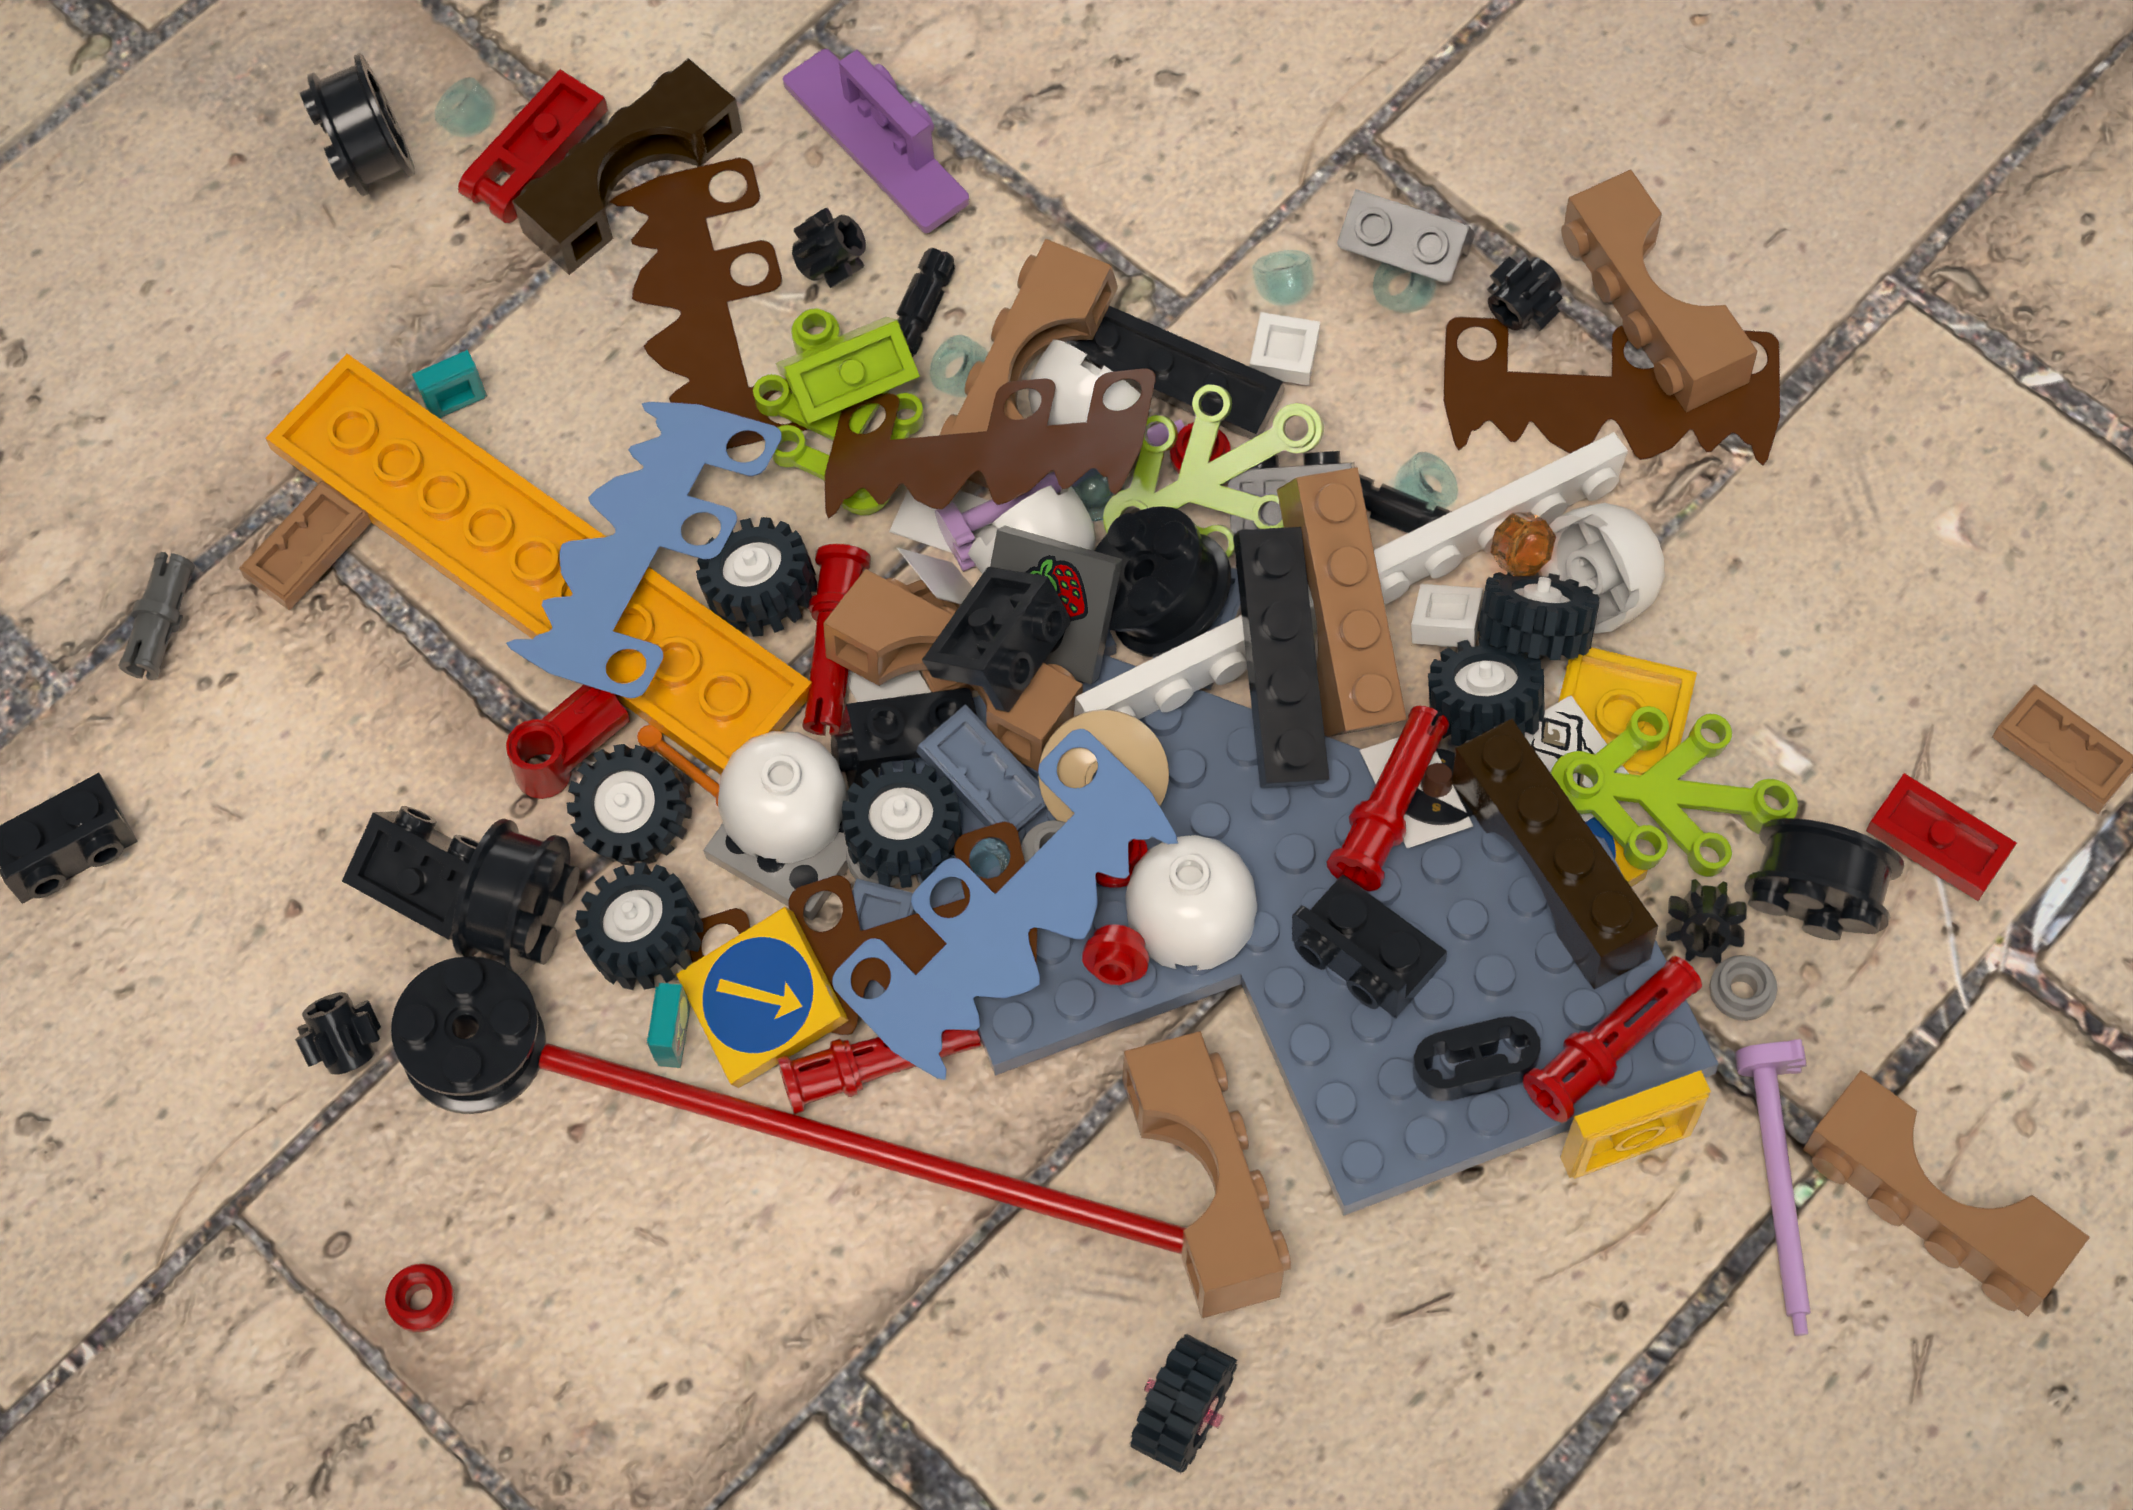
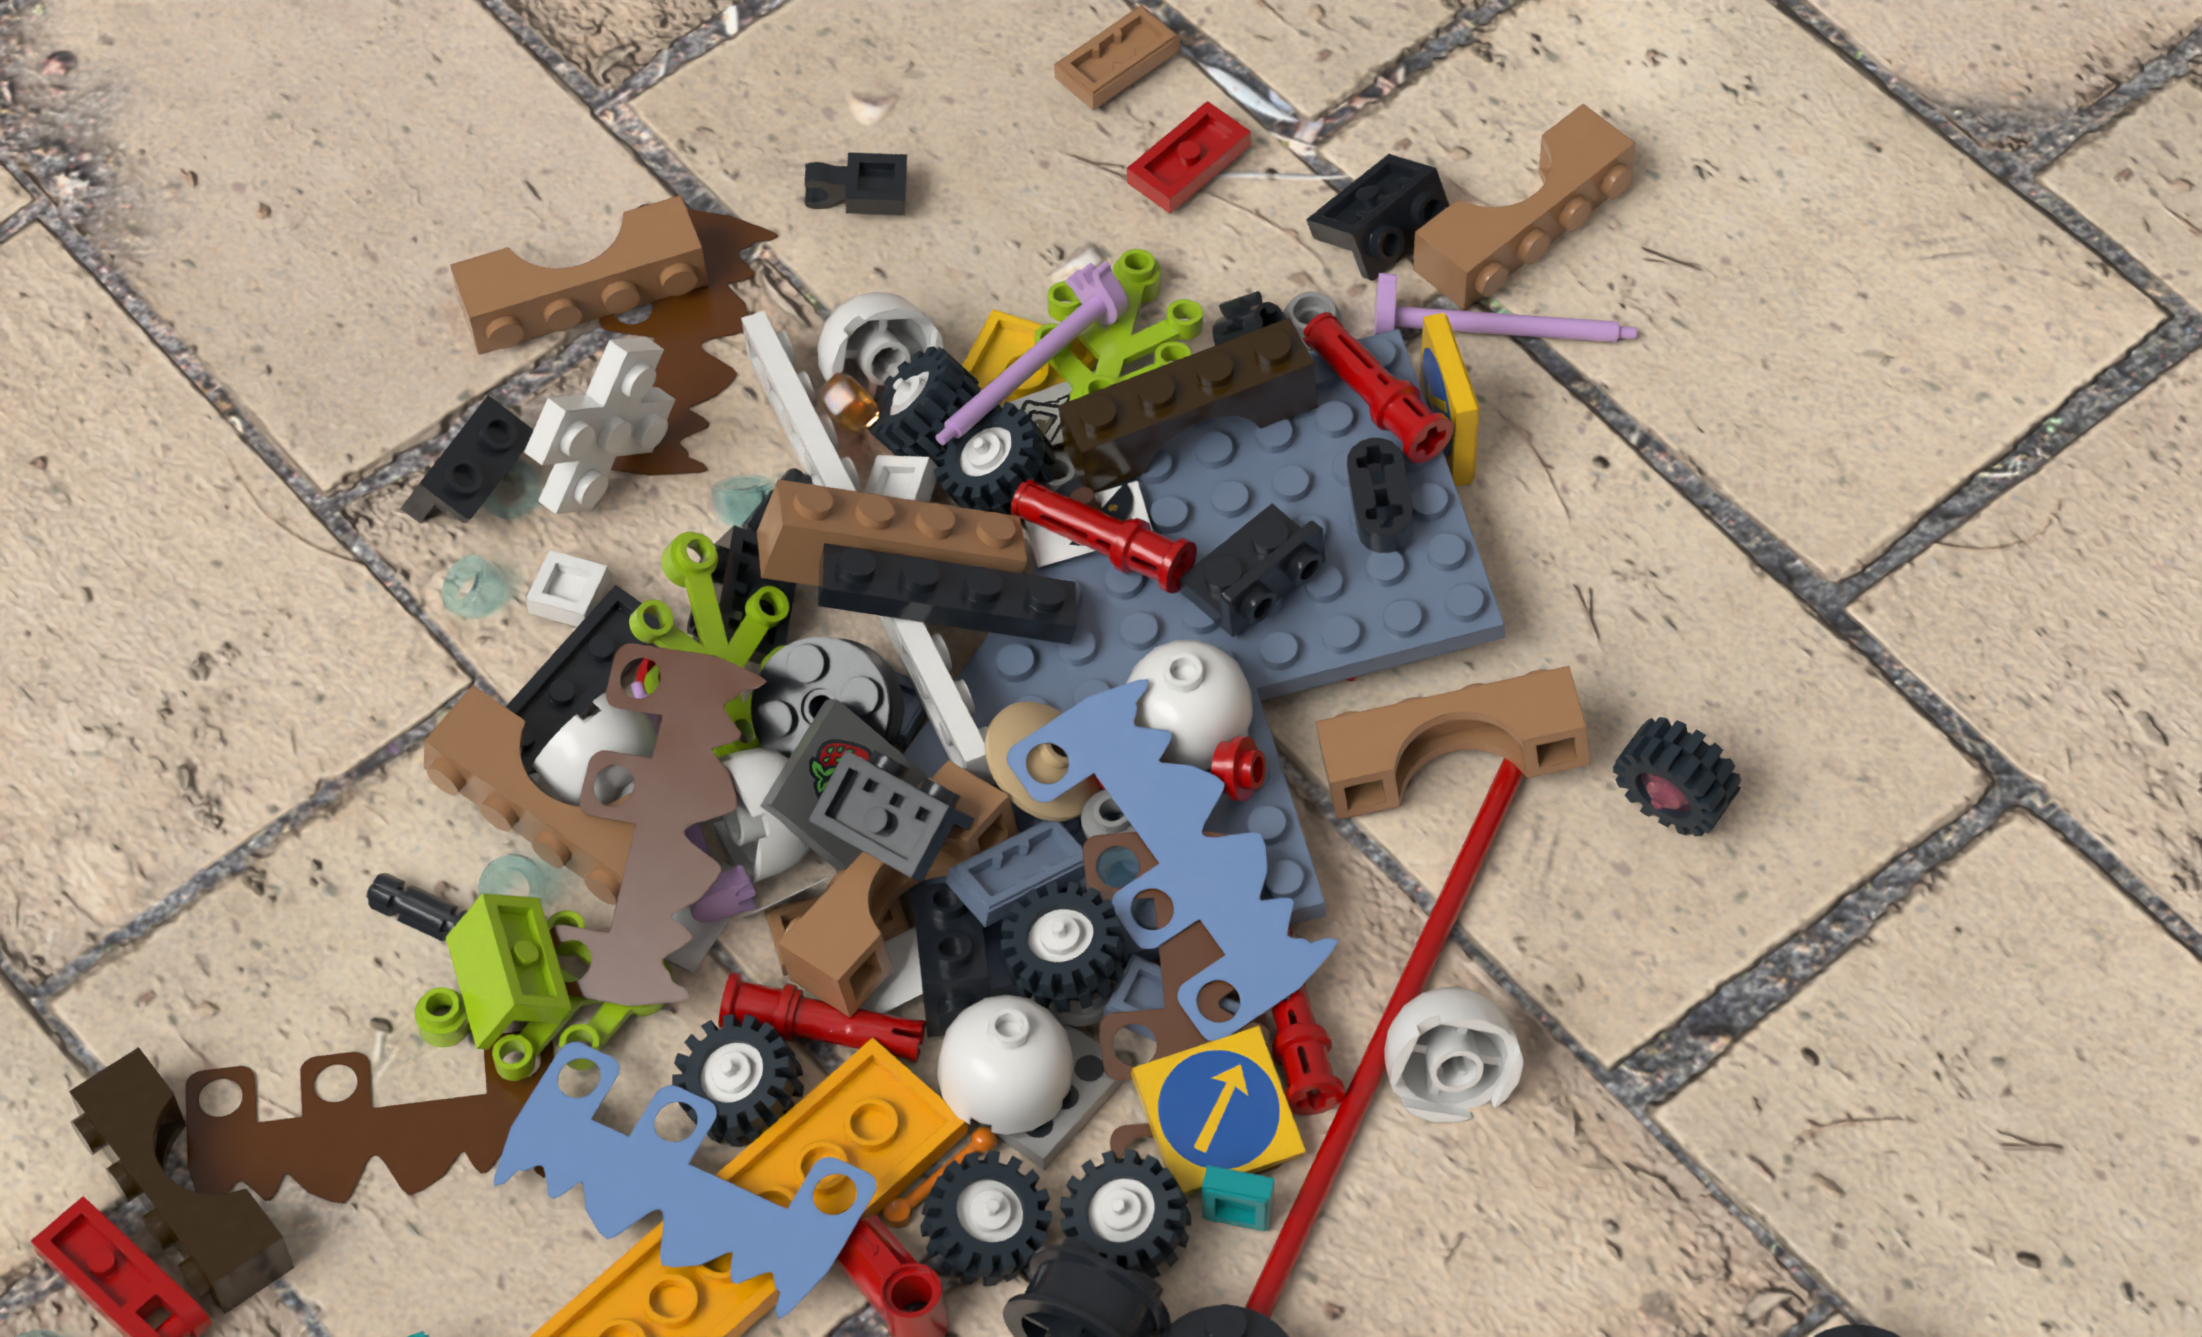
camera: 85 degrees left, 10 degrees down
(828, 247) = (346, 983): black gear -> none
(839, 1201) = (1451, 1054): none -> white cylinder
(879, 132) = (202, 926): medium lavender bracket -> none
(1457, 327) = (591, 429): none -> white plate
(1524, 293) = (555, 372): black gear -> none
(1699, 762) = (1101, 301): none -> lavender piece
(1823, 877) = (1230, 229): black wheel -> none
(1833, 532) = (867, 184): none -> black plate
(1904, 1043) = (1381, 213): none -> black bracket

